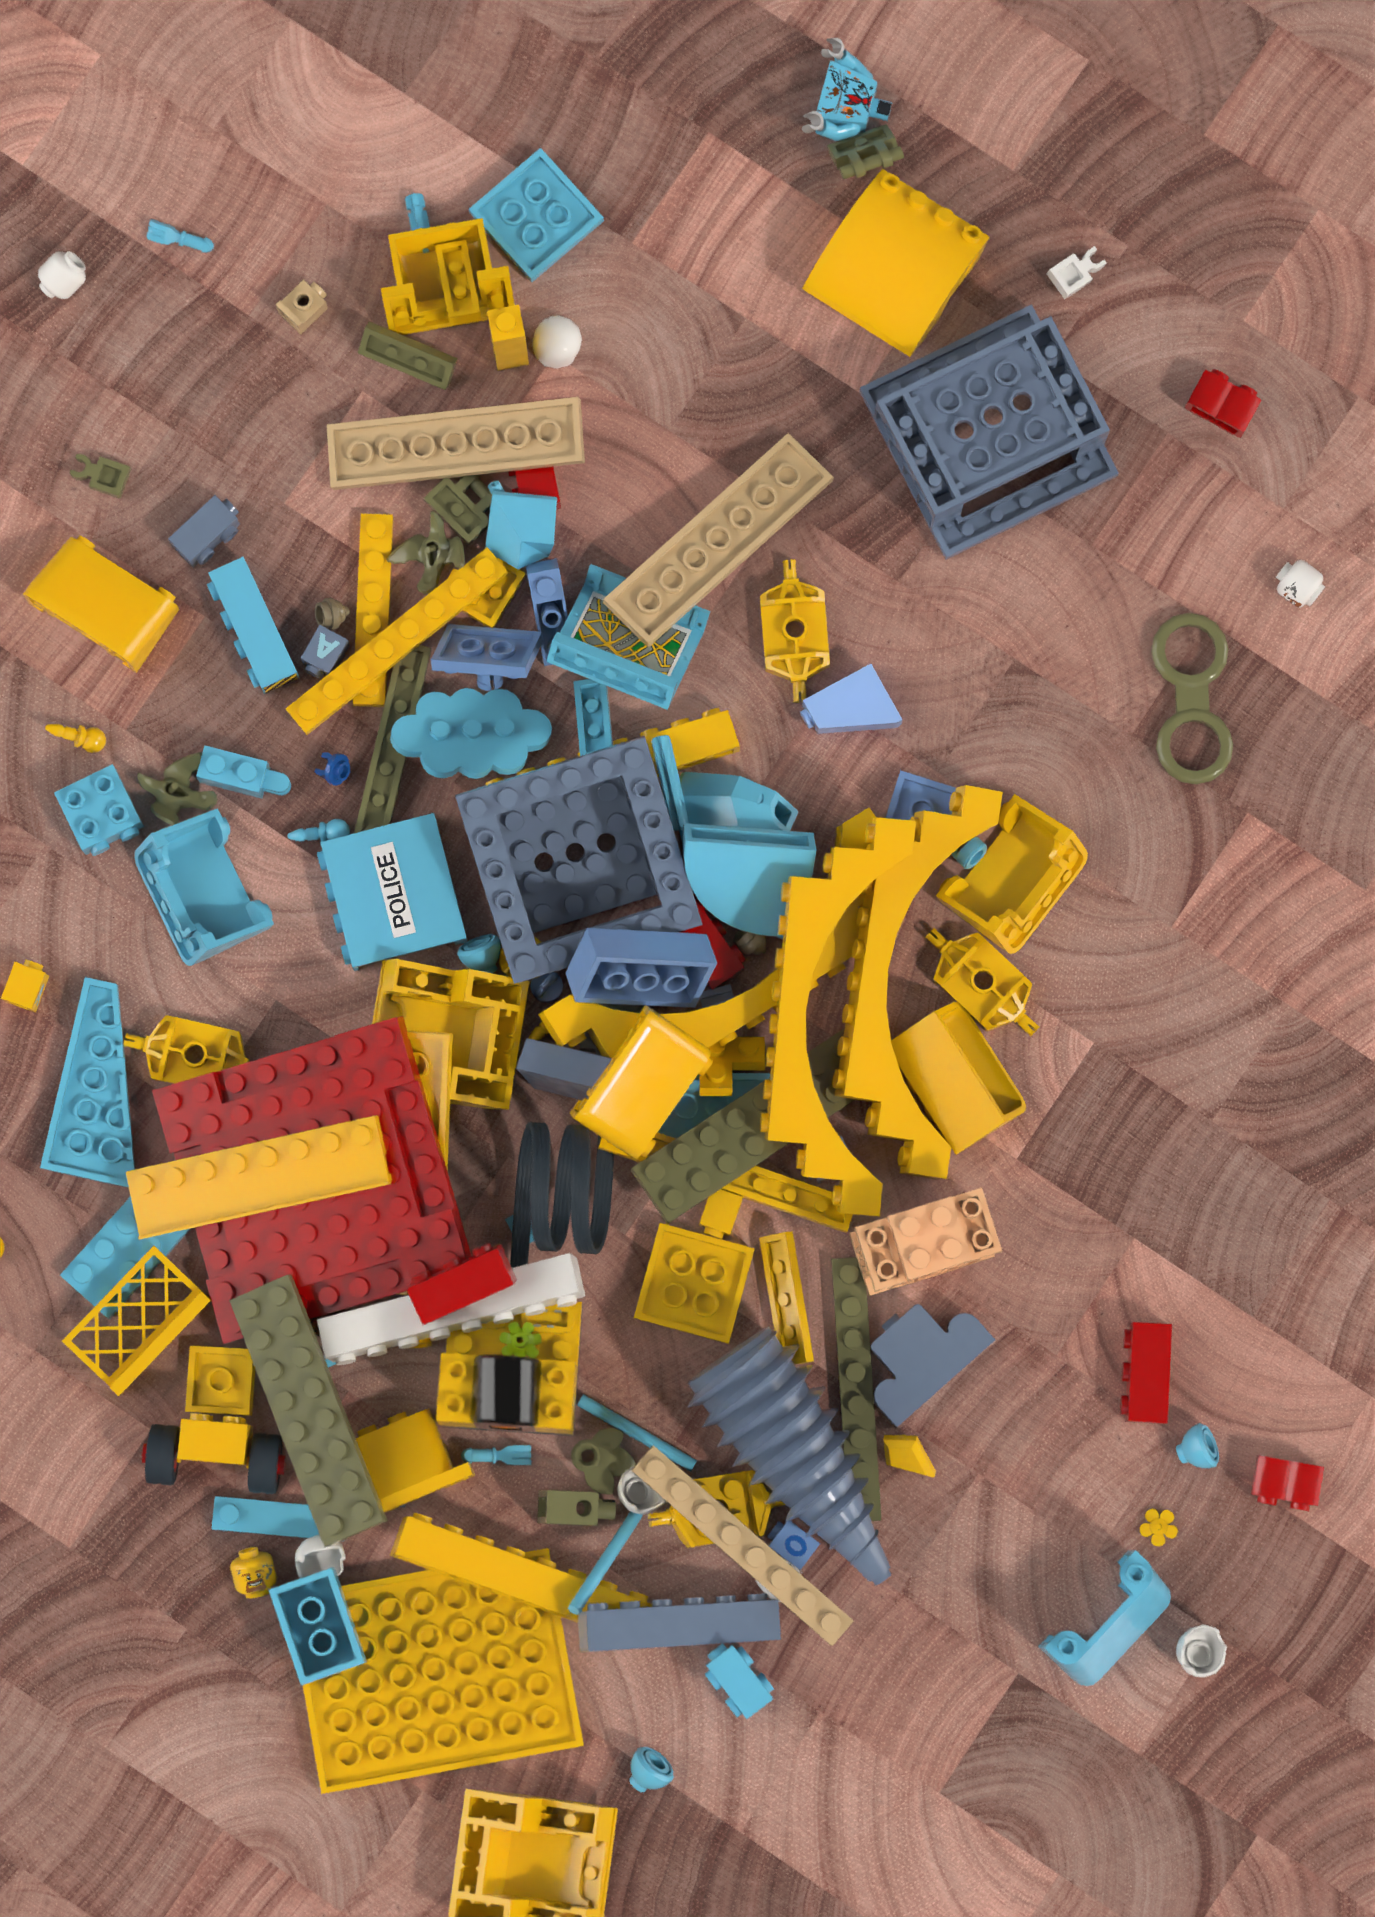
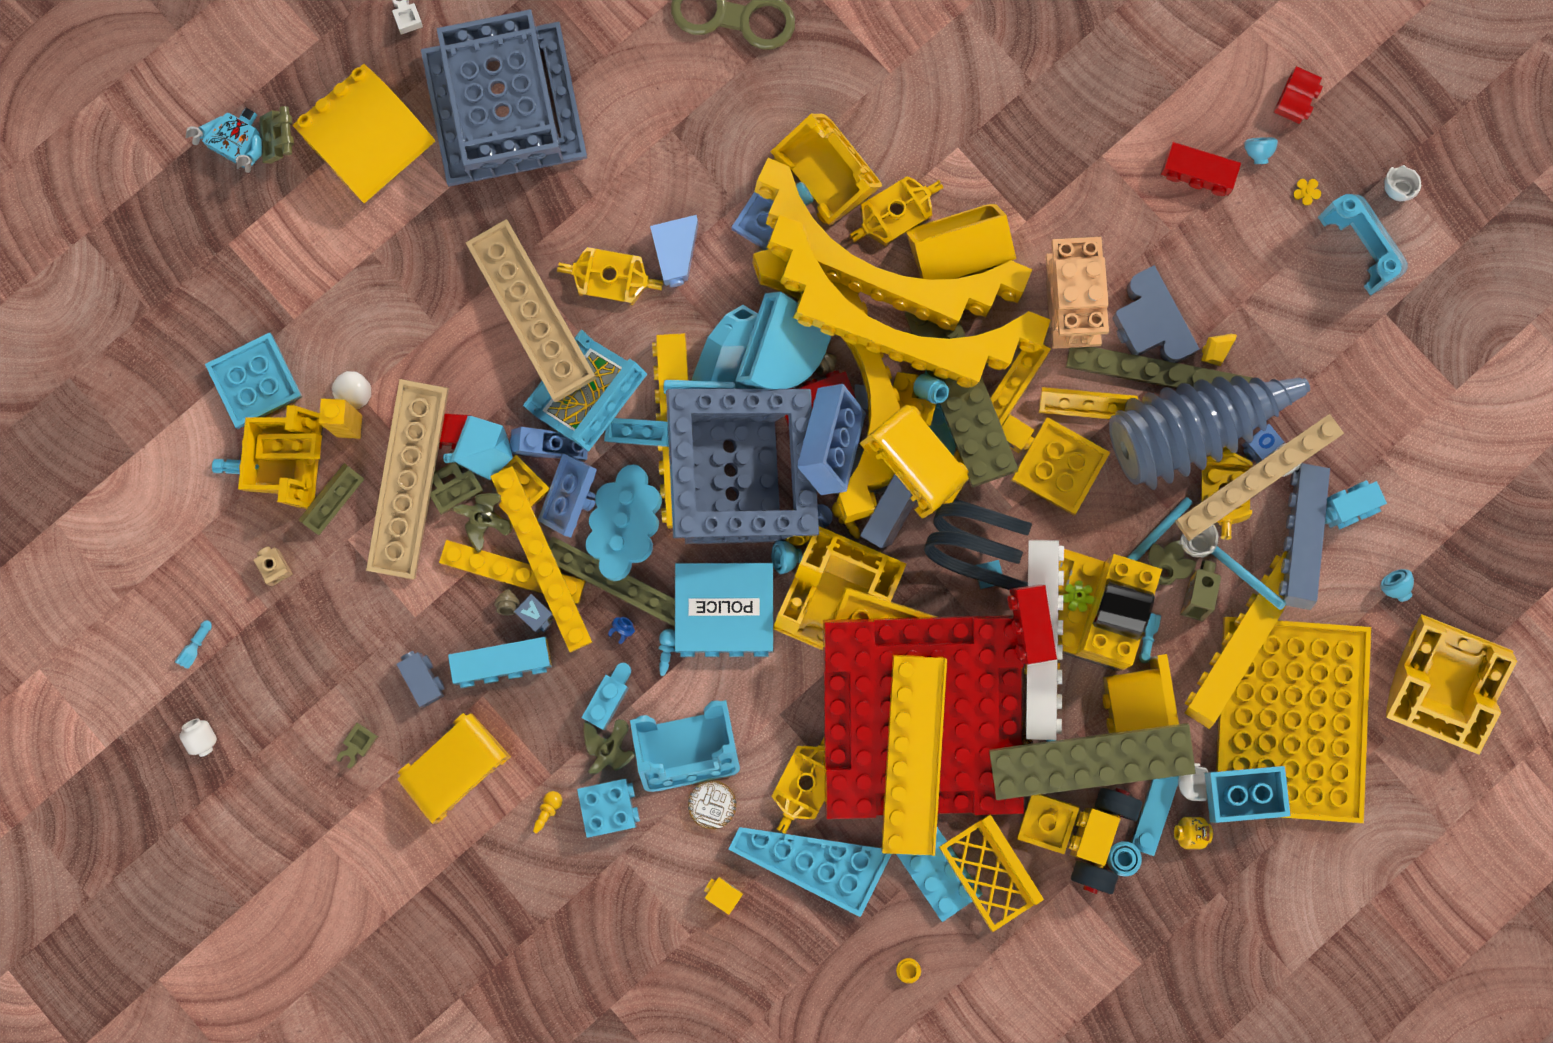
camera: 75 degrees left, 0 degrees up
(137, 943) = (712, 804): none -> tile
(196, 1488) = (1124, 859): none -> medium azure brick
(746, 1082) = (931, 389): none -> medium azure brick

